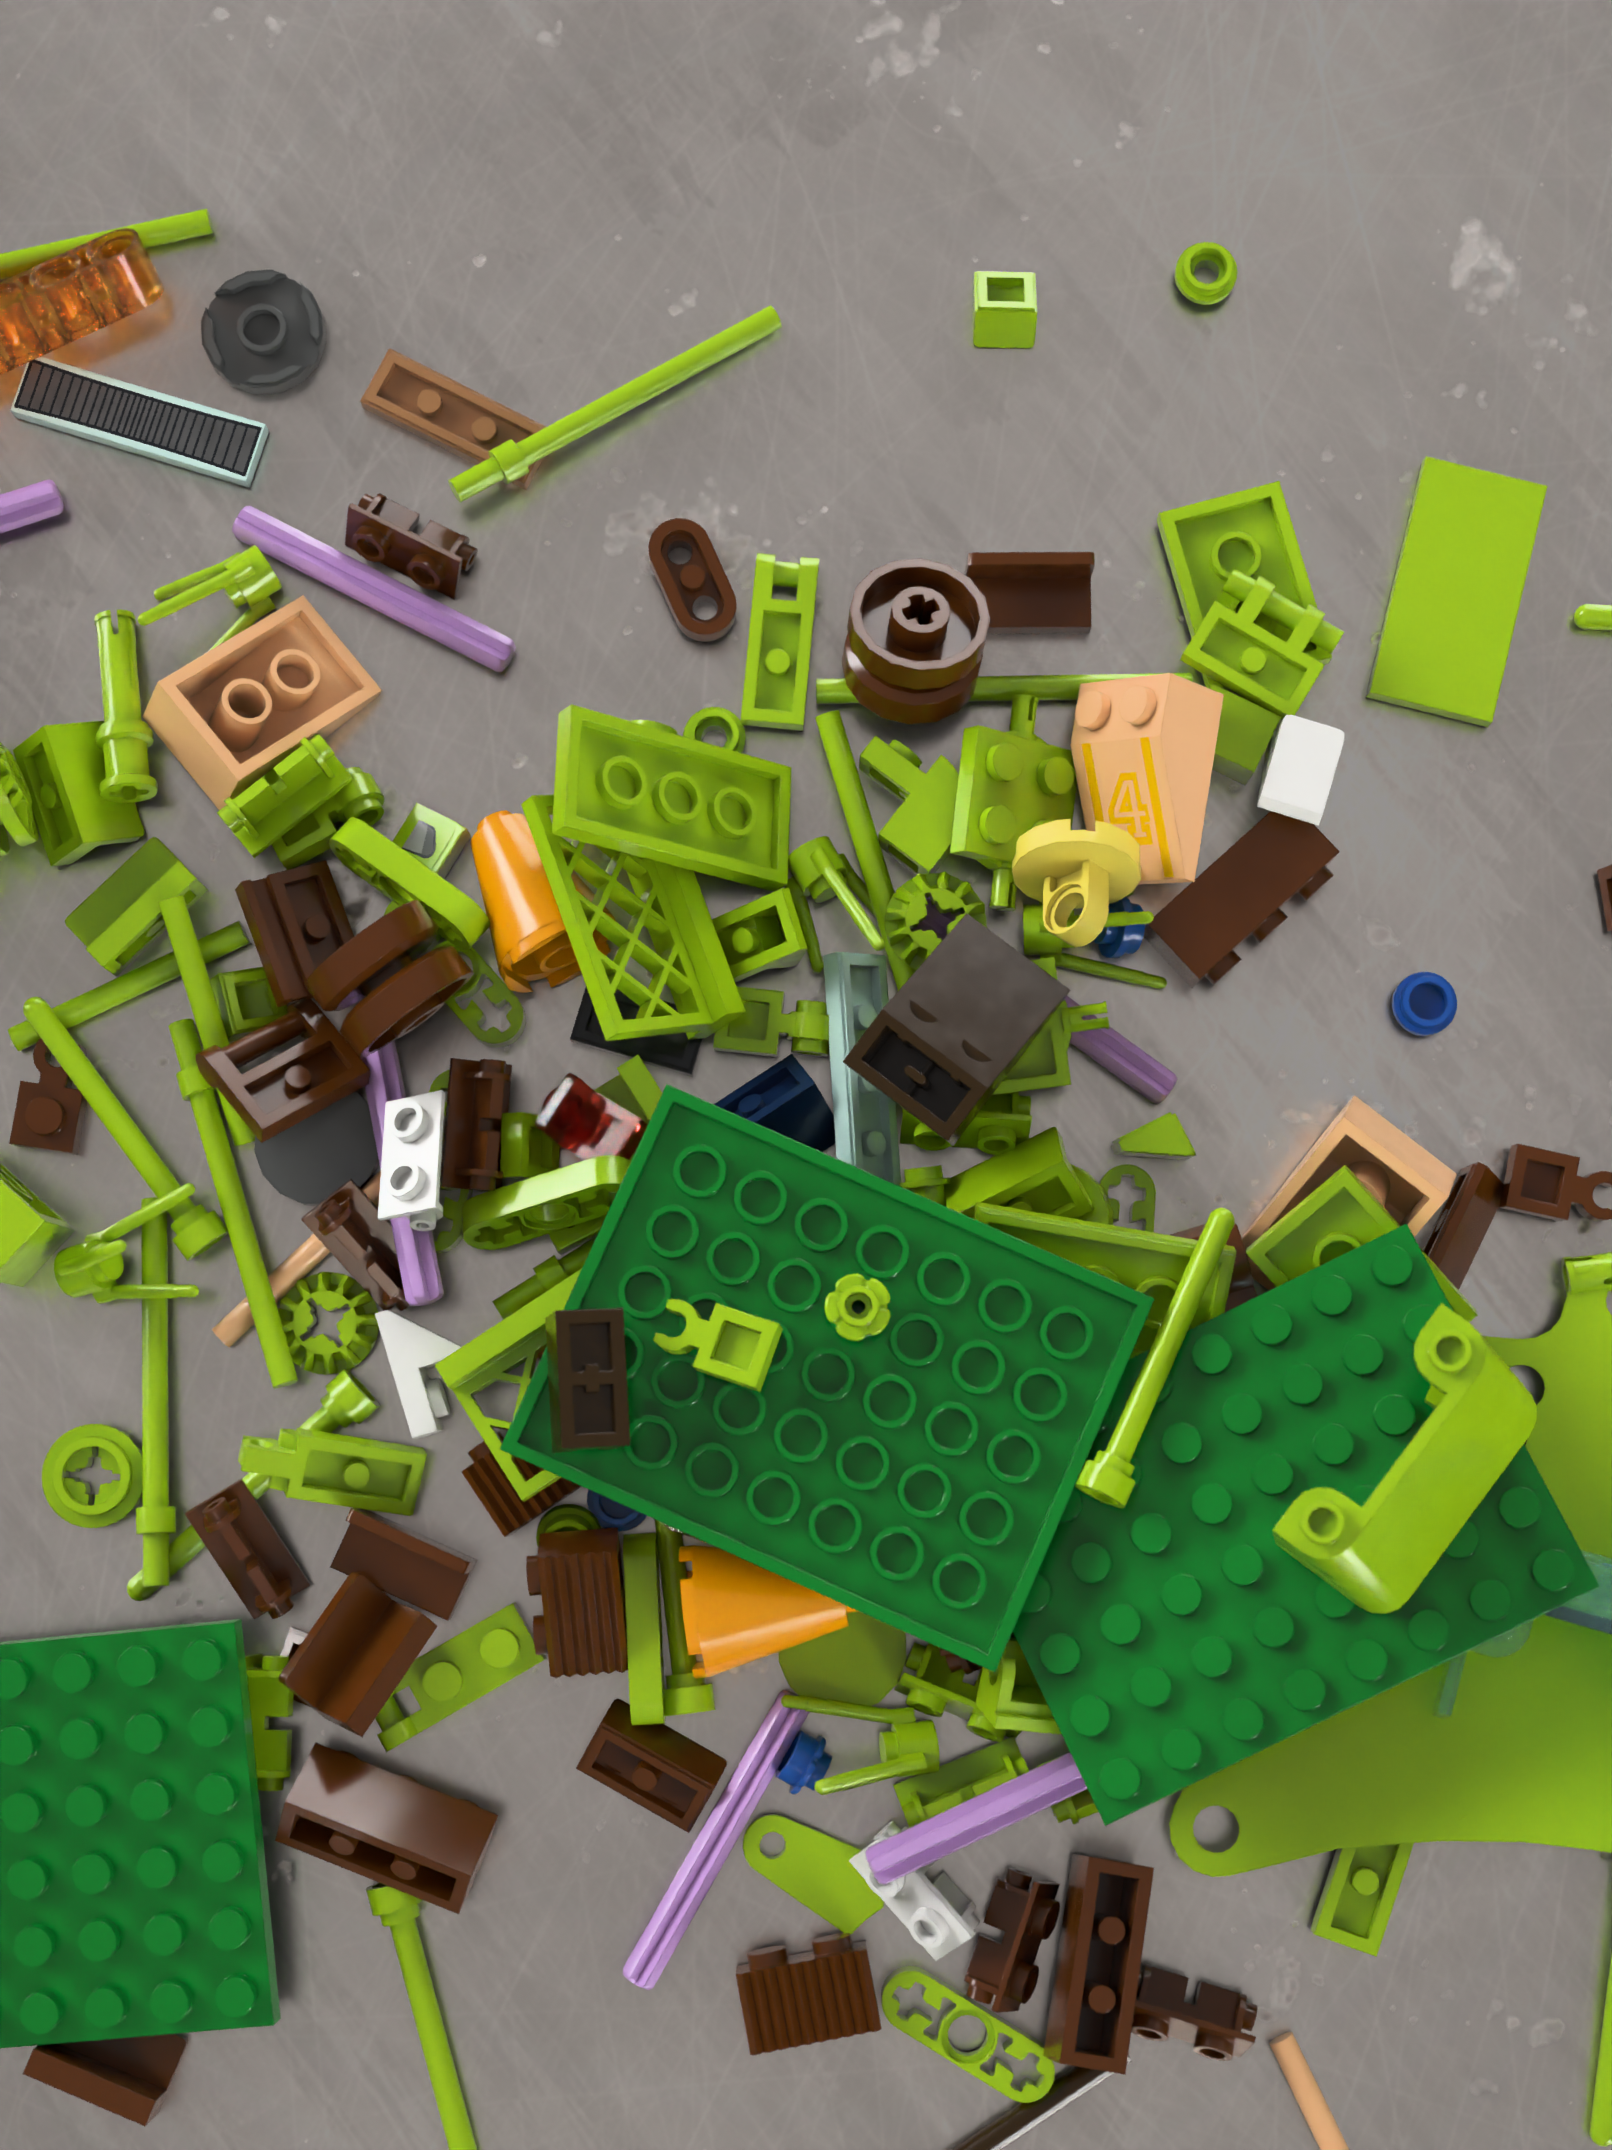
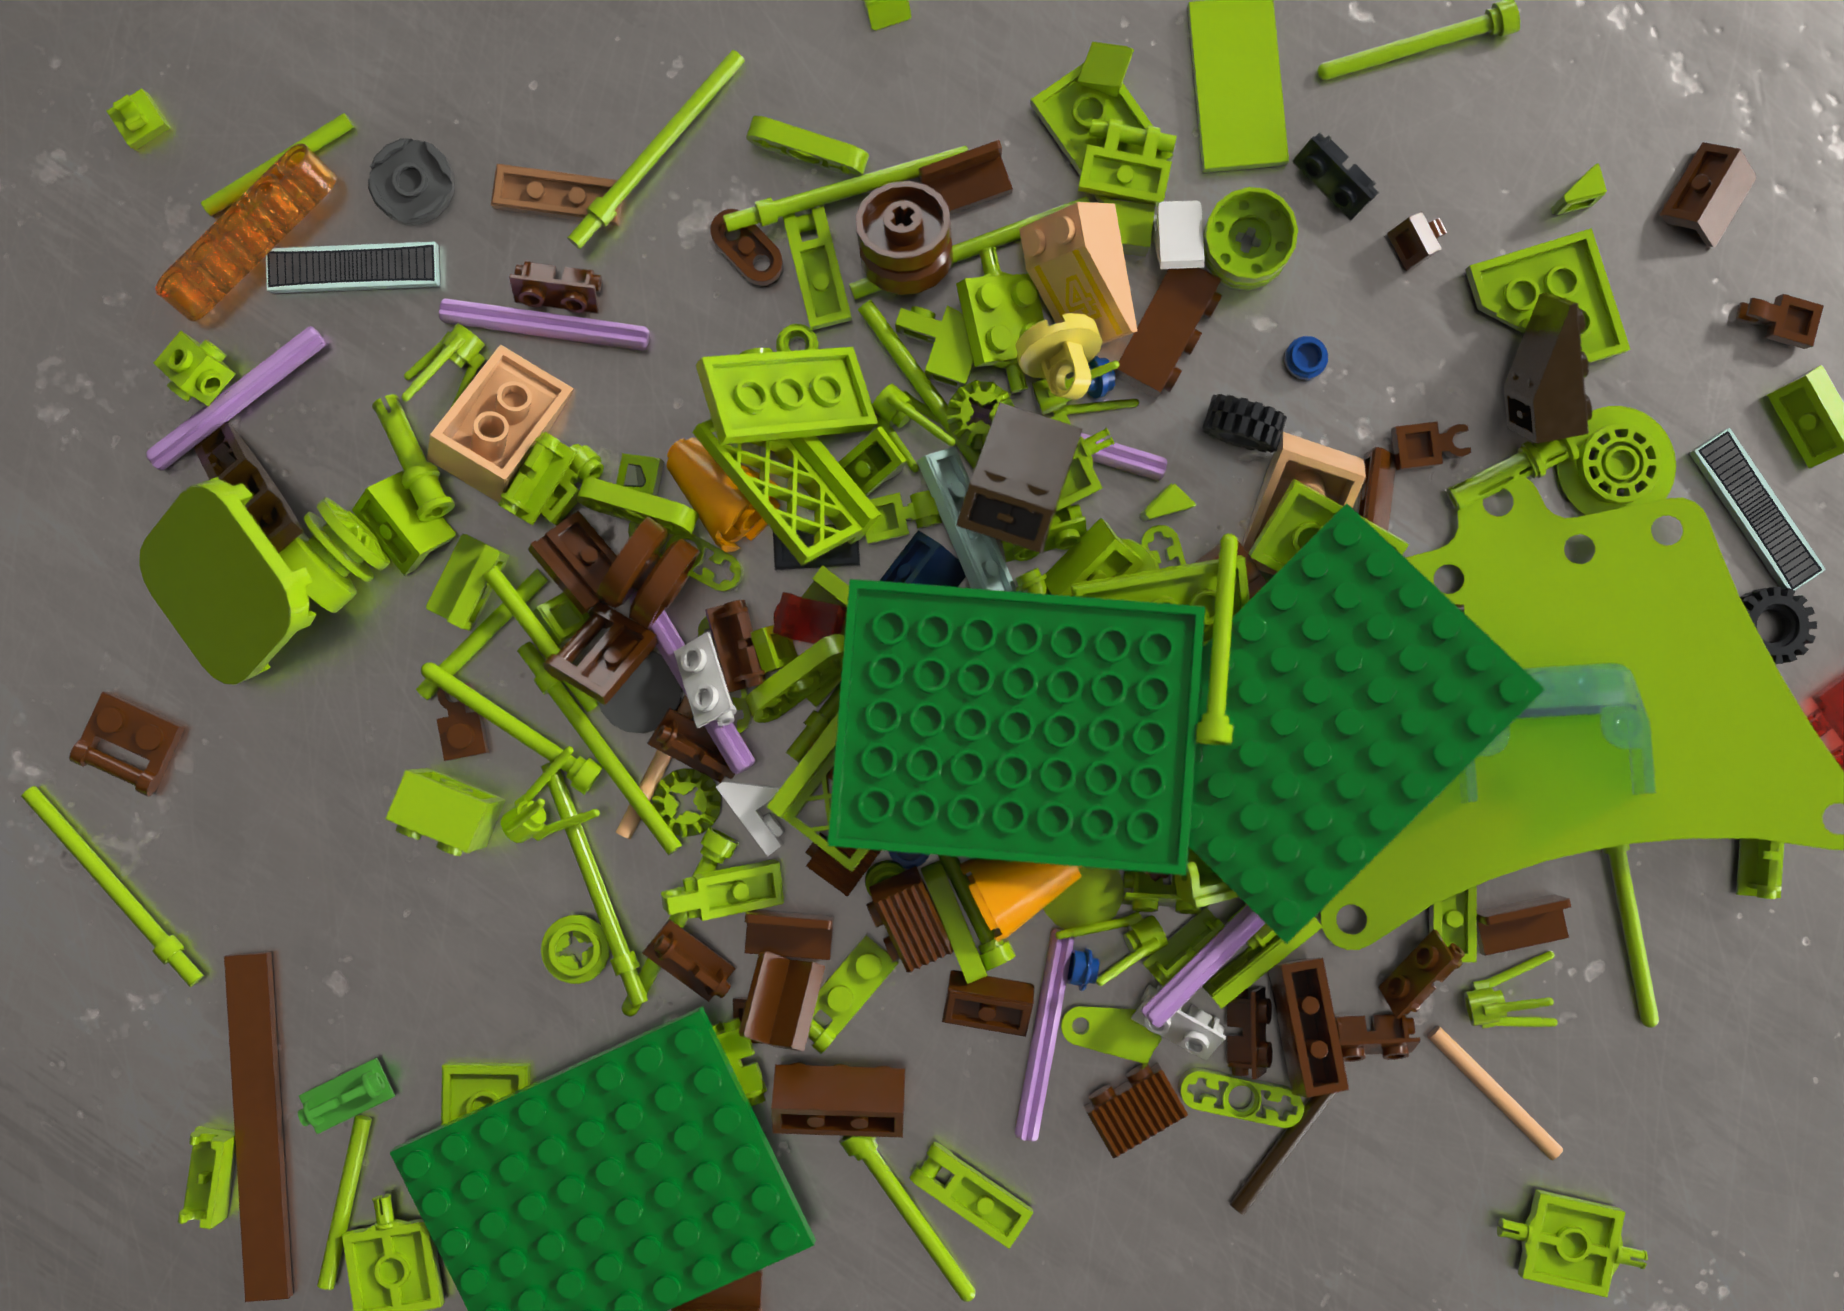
camera: 15 degrees left, 5 degrees up
(529, 2038) = (972, 1195): none -> lime plate
(587, 1379) = (868, 783): dark brown hinge -> none
(728, 1345) = (949, 730): lime plate -> none
(737, 541) = (768, 211): none -> lime bar
(826, 471) = (807, 146): none -> lime beam
(857, 1325) = (1026, 666): lime plate -> none
(1056, 1843) = (1253, 965): none -> lime tile
(1274, 1949) = (1415, 977): none -> reddish brown hinge
(1278, 505) = (1105, 67): none -> lime slope
(1303, 1063) = (1244, 423): none -> black tyre
(1371, 2028) = (1488, 1006): none -> lime plant
(1394, 1540) = (1439, 616): lime windscreen -> none
(1405, 773) = (1260, 216): none -> lime wheel
(1461, 1925) = (1522, 924): none -> reddish brown panel
(1538, 742) = (1322, 163): none -> black hinge

